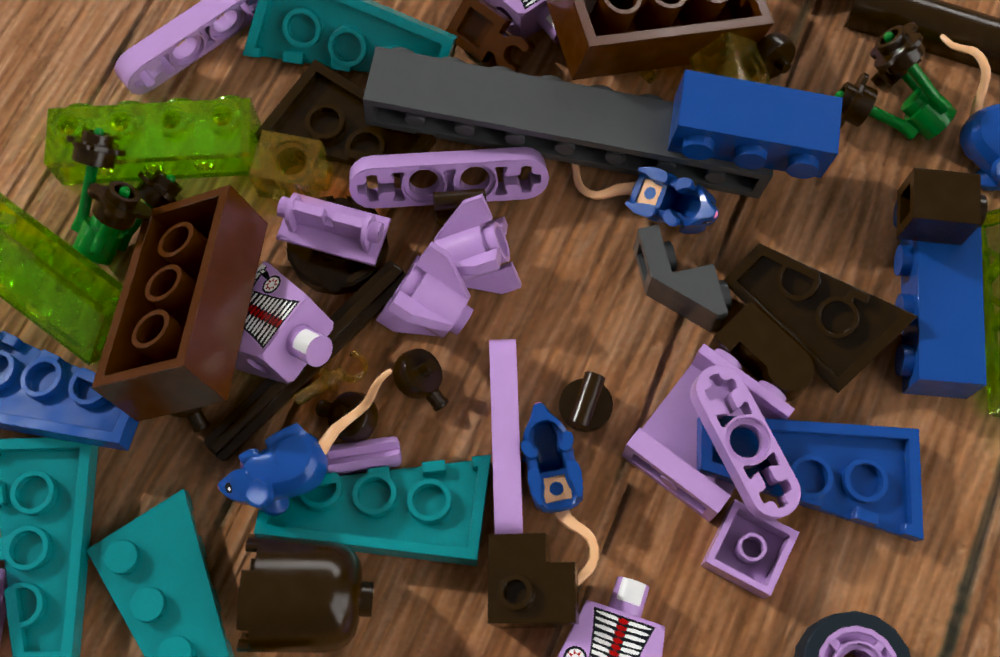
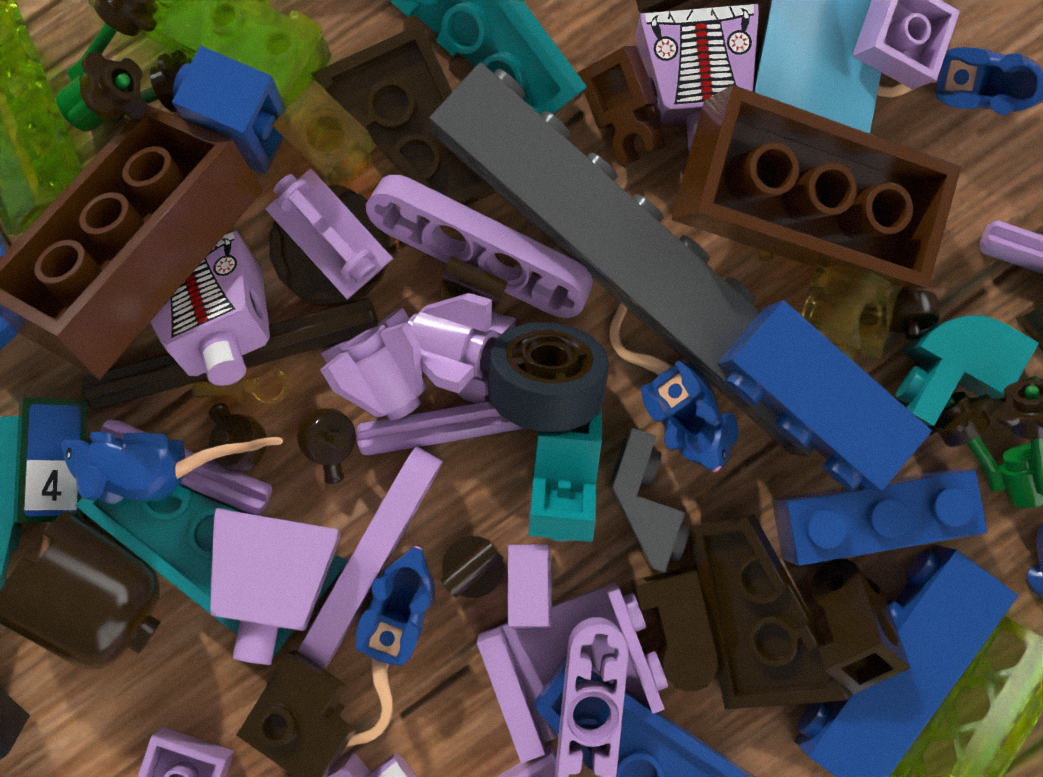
camera: 30 degrees right, 15 degrees up
(207, 162) = (231, 102): none -> blue brick
(210, 518) = (42, 478): none -> tile
(438, 488) = (267, 577): none -> lavender torso
(500, 317) = (431, 428): none -> lavender axle
(554, 231) = (547, 376): none -> black wheel
(609, 291) = (566, 483): none -> teal brick
(639, 385) = (529, 586): none -> lavender piece
(832, 56) = (966, 352): none -> teal brick
(846, 193) = (869, 521): none -> blue brick
(894, 271) = (861, 625): none -> dark brown leg
(940, 206) = (953, 604): dark brown brick -> none

